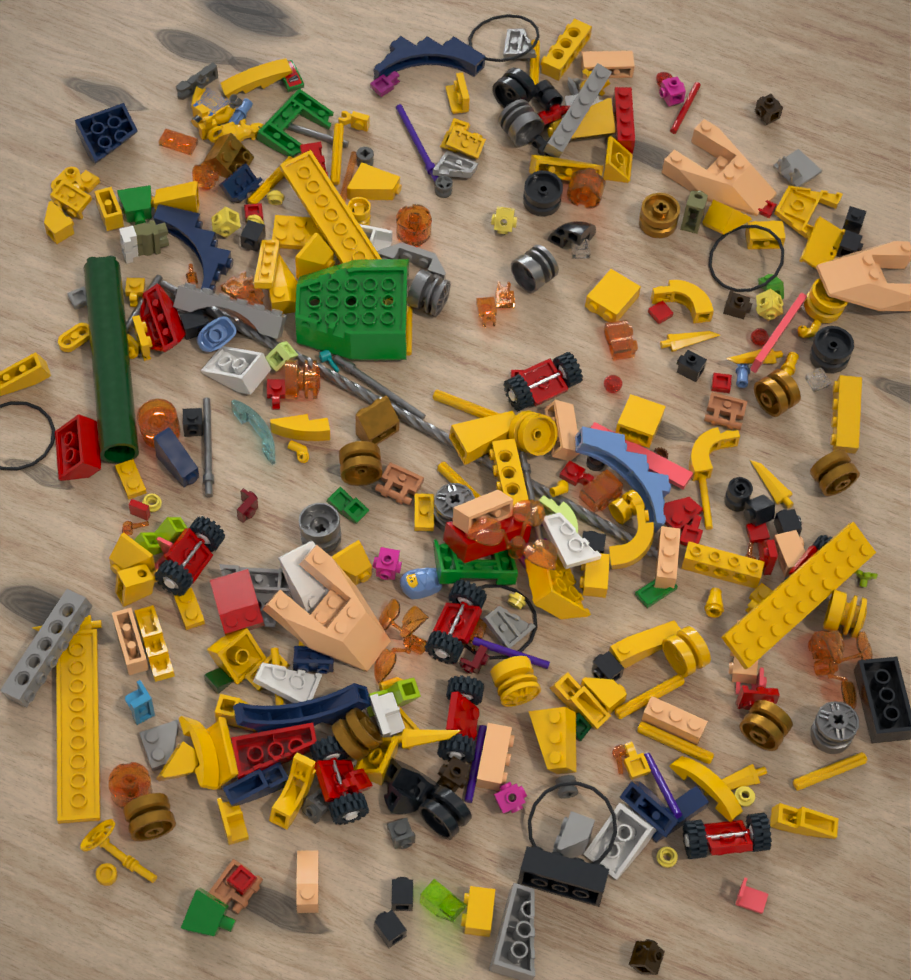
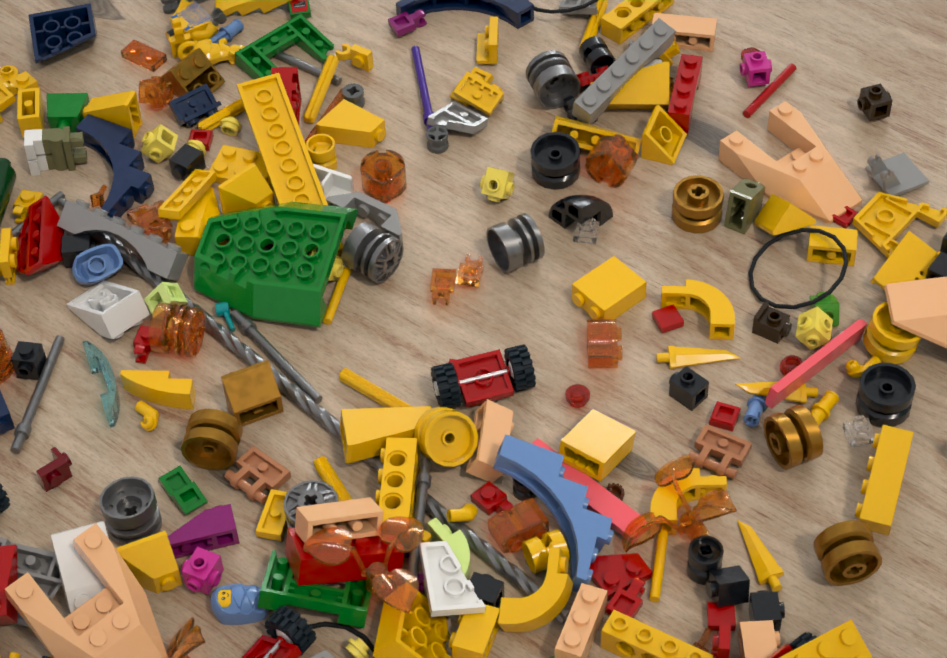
camera: 20 degrees right, 10 degrees down
(381, 532) = (208, 530): none -> magenta slope
(513, 86) = (557, 35): black wheel -> none
(739, 457) = (709, 506): none -> clear orange plant

